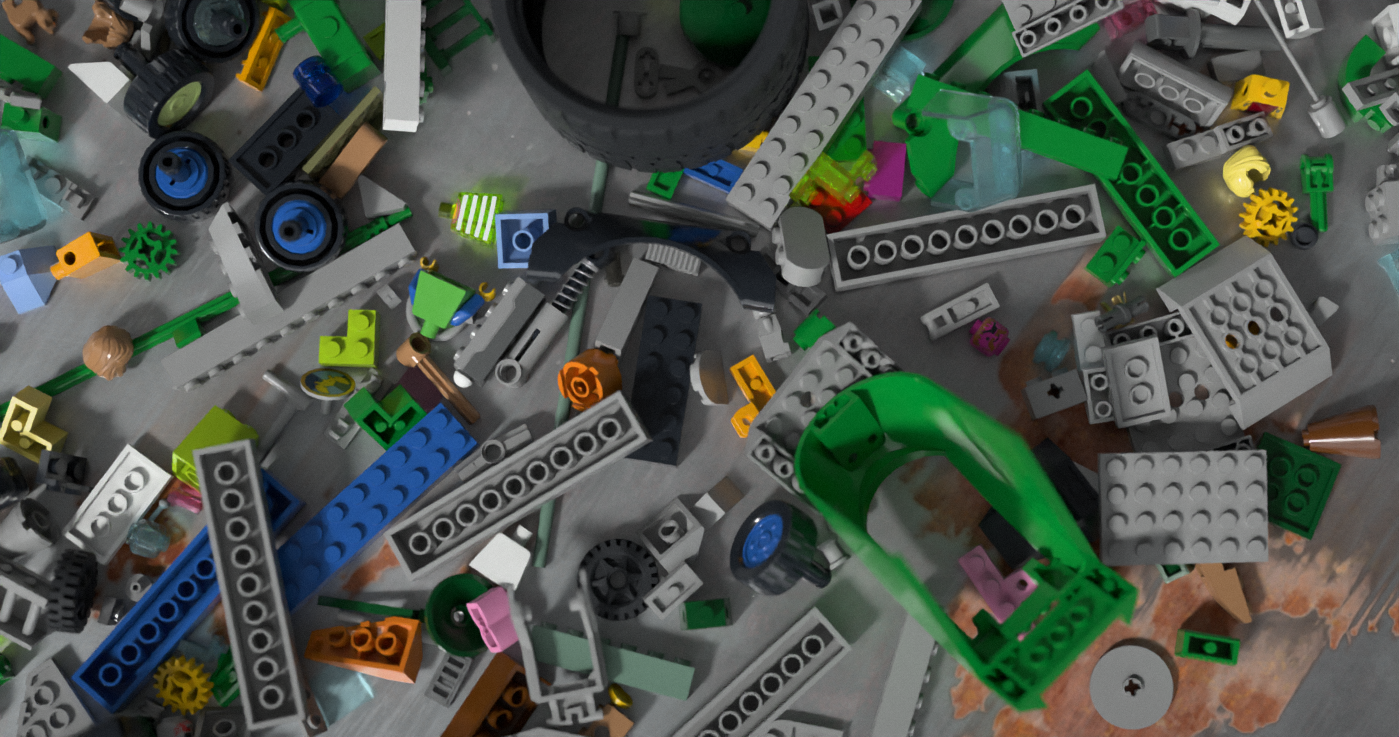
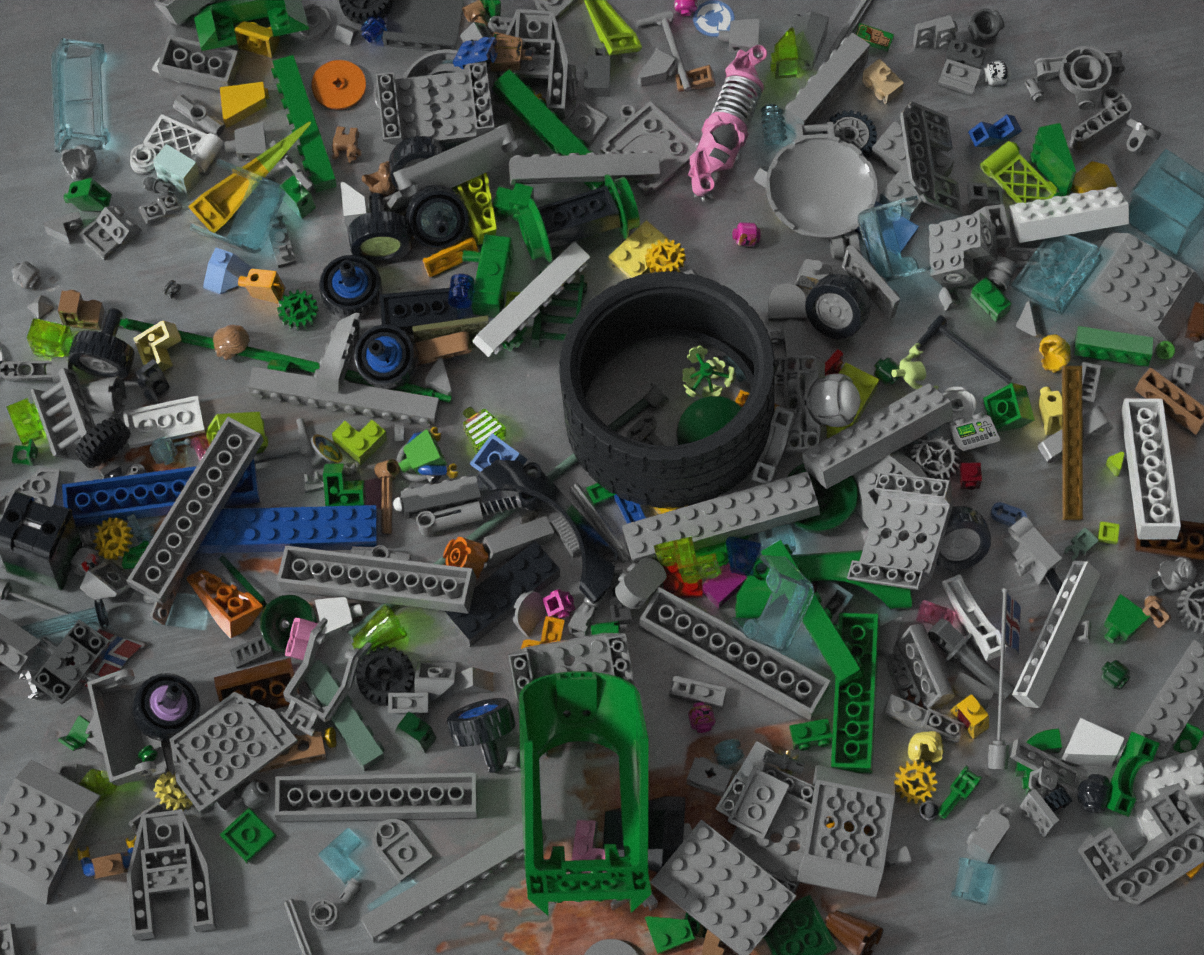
camera: 40 degrees right, 15 degrees down
(569, 537) = (380, 630): none -> clear neon green cone
(733, 342) = (559, 604): none -> dark pink brick
(879, 123) = (742, 554): none -> clear blue wing
(1162, 596) = (669, 933): none -> green wing

